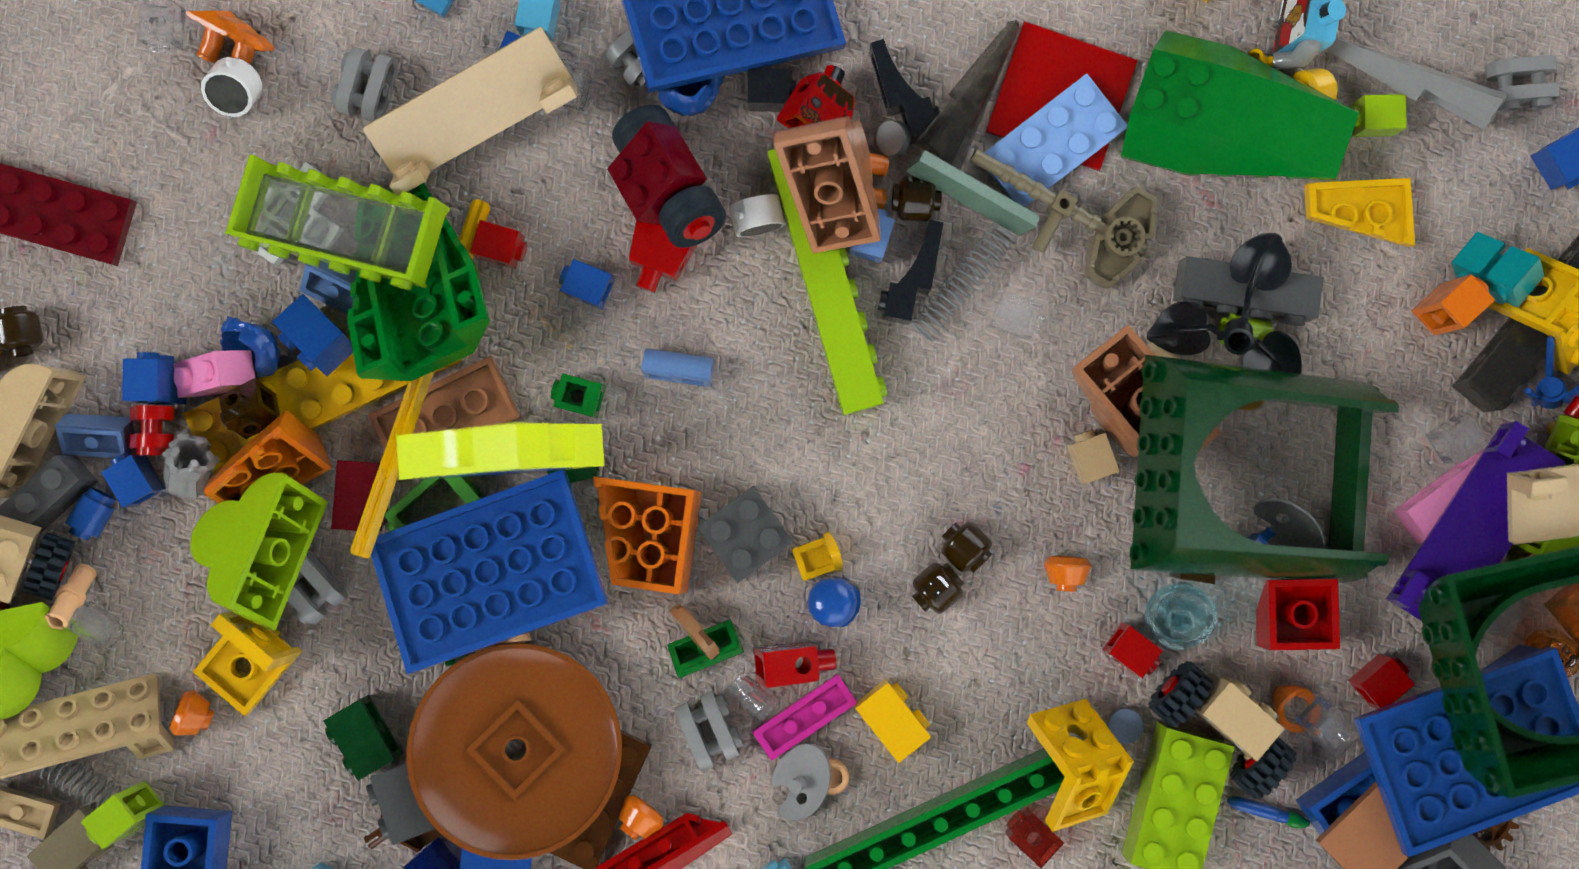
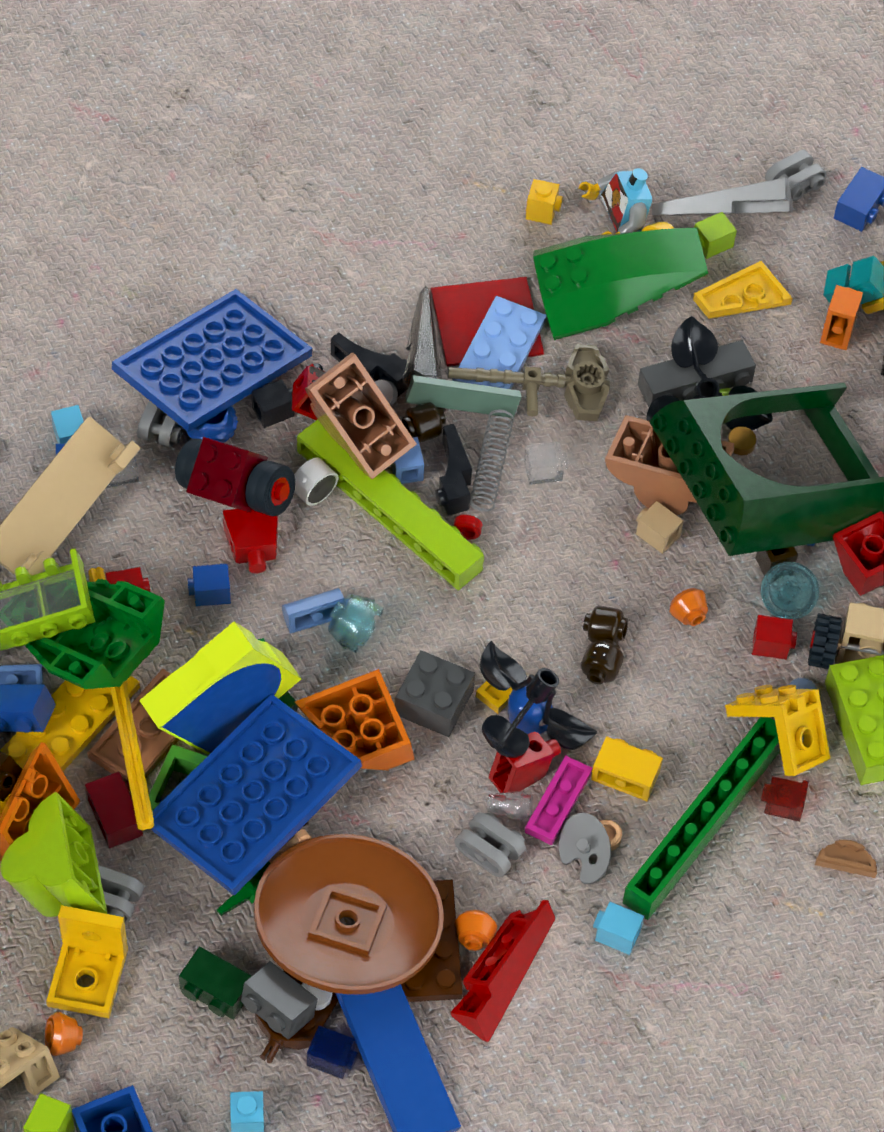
camera: 35 degrees left, 30 degrees down
(689, 657) = (452, 789): green brick -> none
(694, 630) = (431, 771): medium nougat tile -> none
(705, 412) = (353, 621): none -> clear light blue cone
(858, 642) = (505, 672): none -> black plant
(890, 352) = (468, 526): none -> red tile

